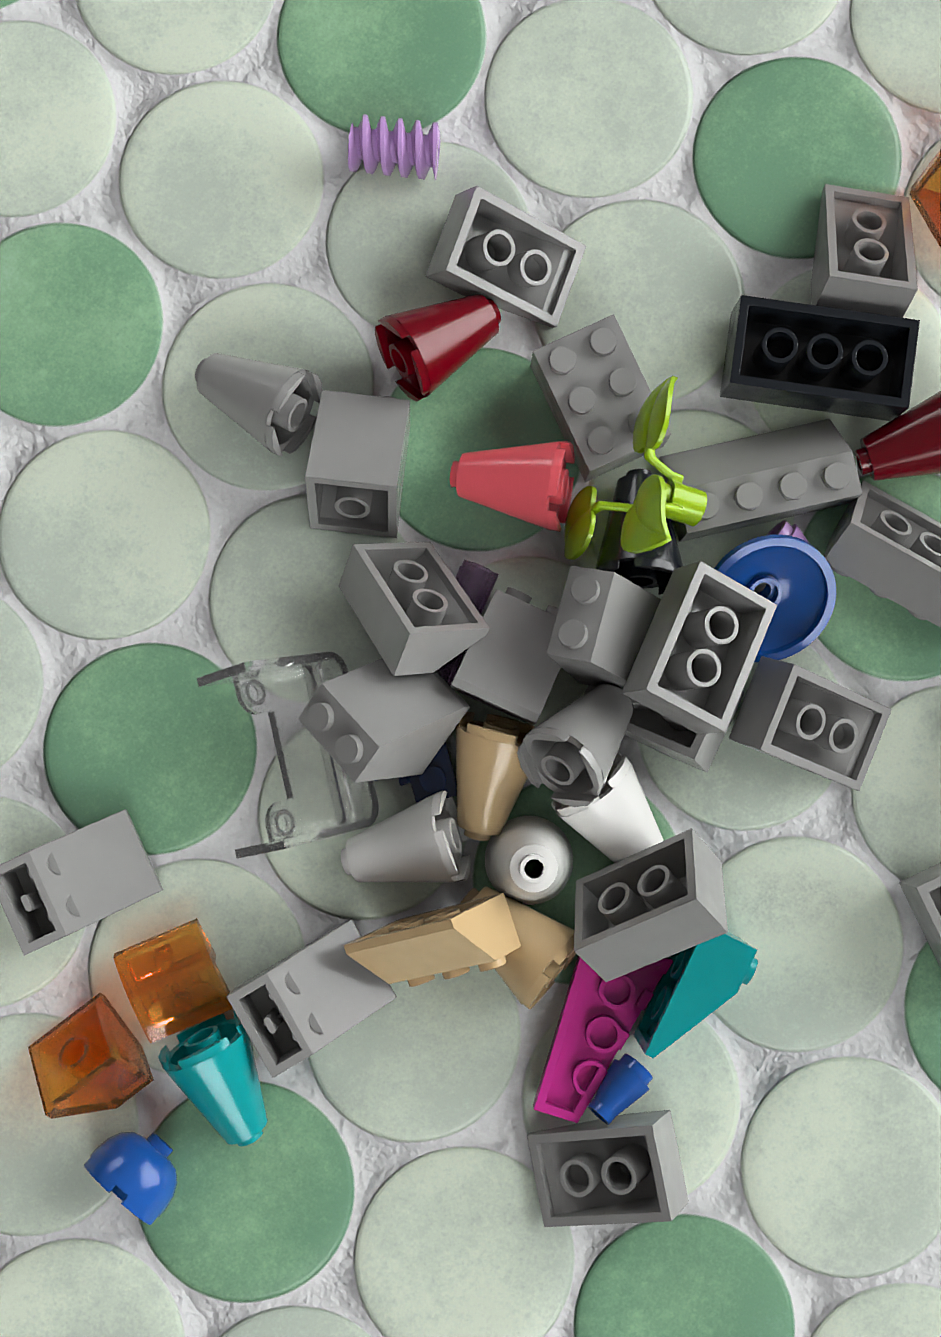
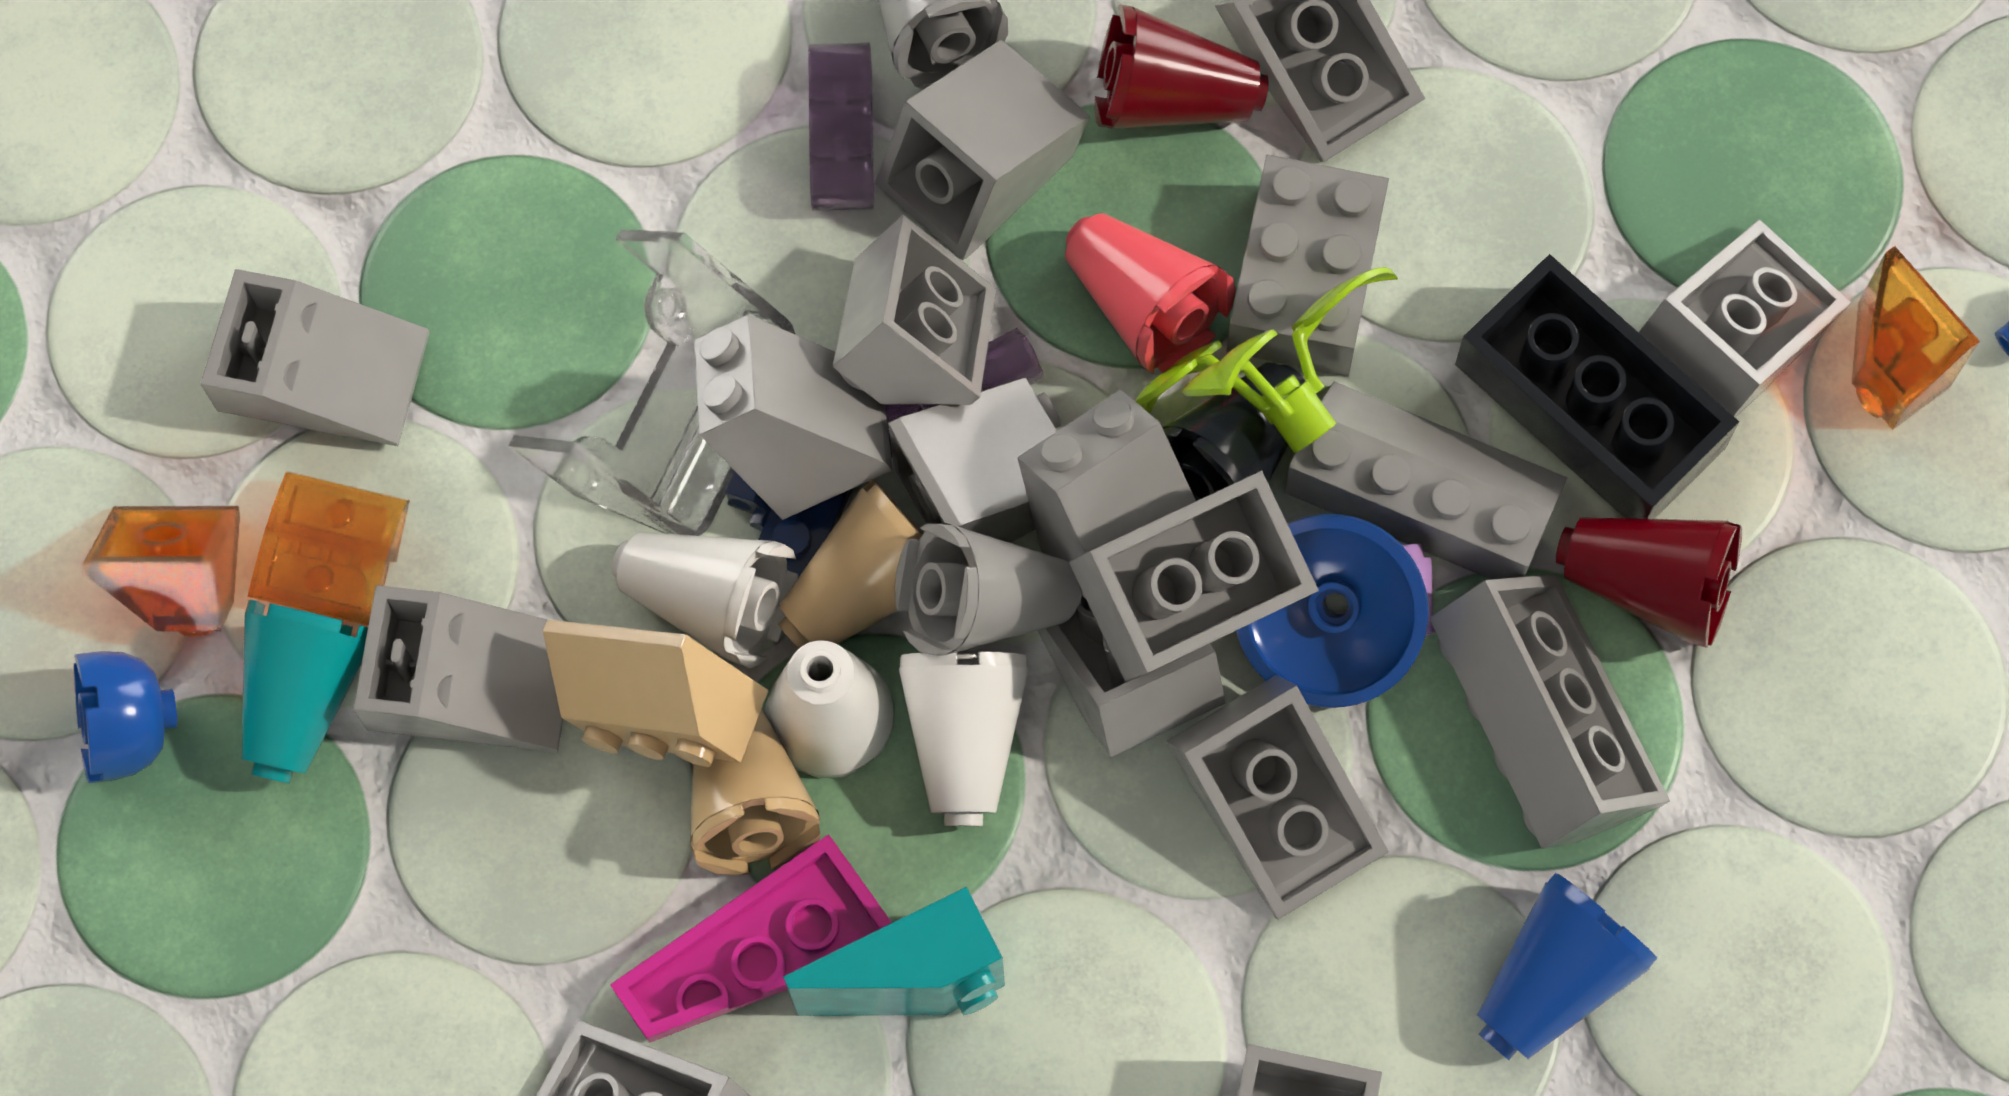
camera: 40 degrees right, 15 degrees down
(266, 509) = (841, 126): none -> clear purple beam
(620, 1088) = (728, 1037): blue cone -> none
(649, 906) = (919, 827): light grey brick -> none

